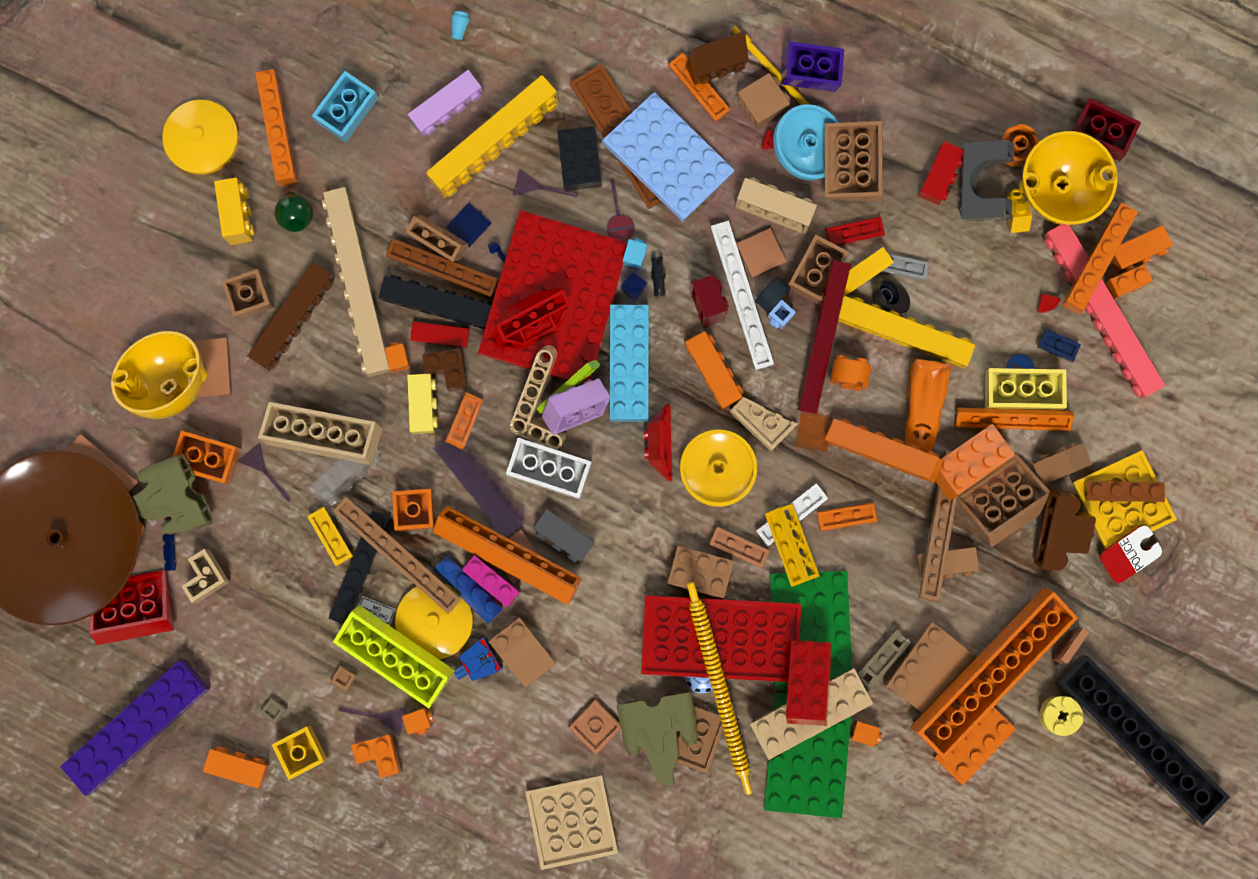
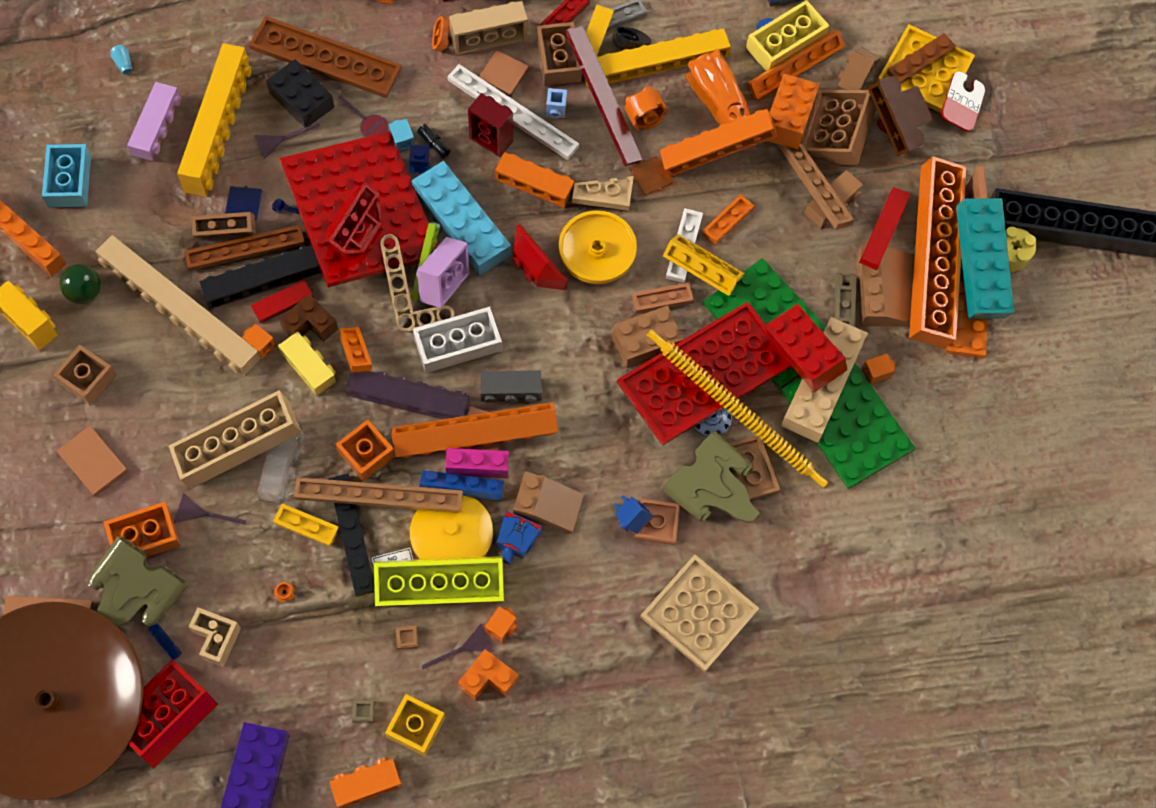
camera: 45 degrees left, 15 degrees down
(166, 372) = (50, 485): yellow piece -> none
(274, 577) = (284, 586): none -> orange plate
(291, 316) = (137, 370): reddish brown brick -> none
(578, 710) = (632, 514): none -> blue brick
(668, 156) = (372, 47): light blue plate -> none
(734, 181) = (440, 34): none -> orange plate
(772, 294) = (537, 92): black wheel -> none
(965, 622) = (884, 228): none -> red tile
(1023, 711) = (985, 258): none -> teal brick

